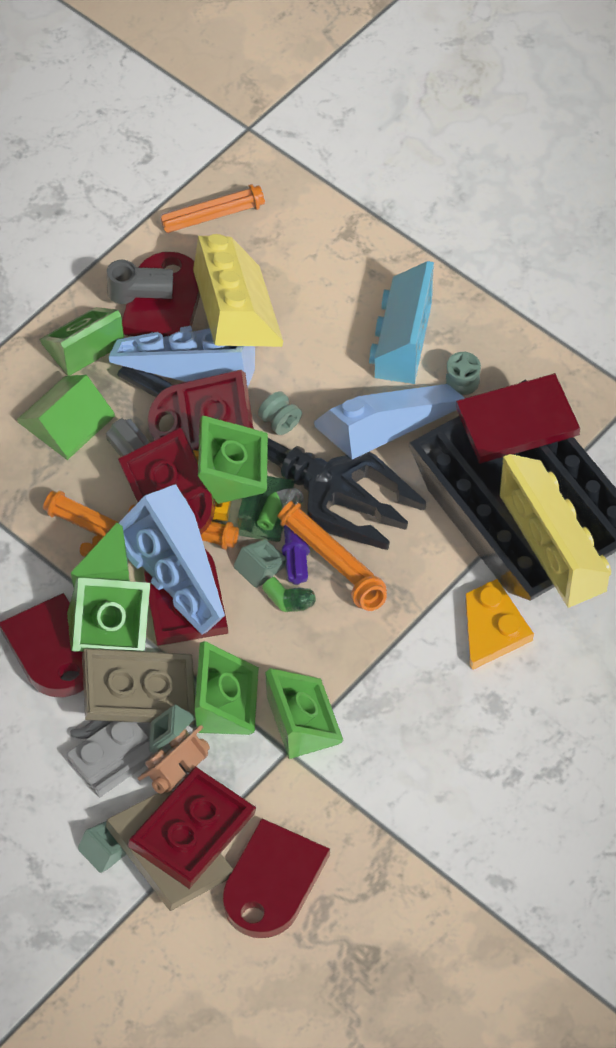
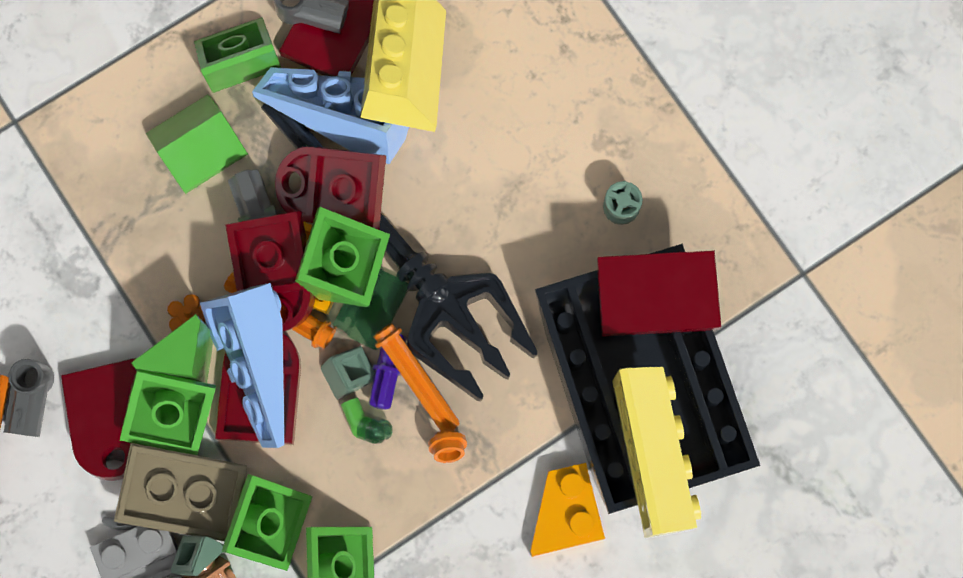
camera: 15 degrees right, 20 degrees up
(58, 505) = (159, 252): orange axle -> none
(275, 503) = (383, 312): bright green arm -> none
(280, 413) = (415, 202): sand green wheel -> none
(383, 417) = (516, 239): light blue wedge -> none
(403, 325) = (574, 130): medium azure slope -> none

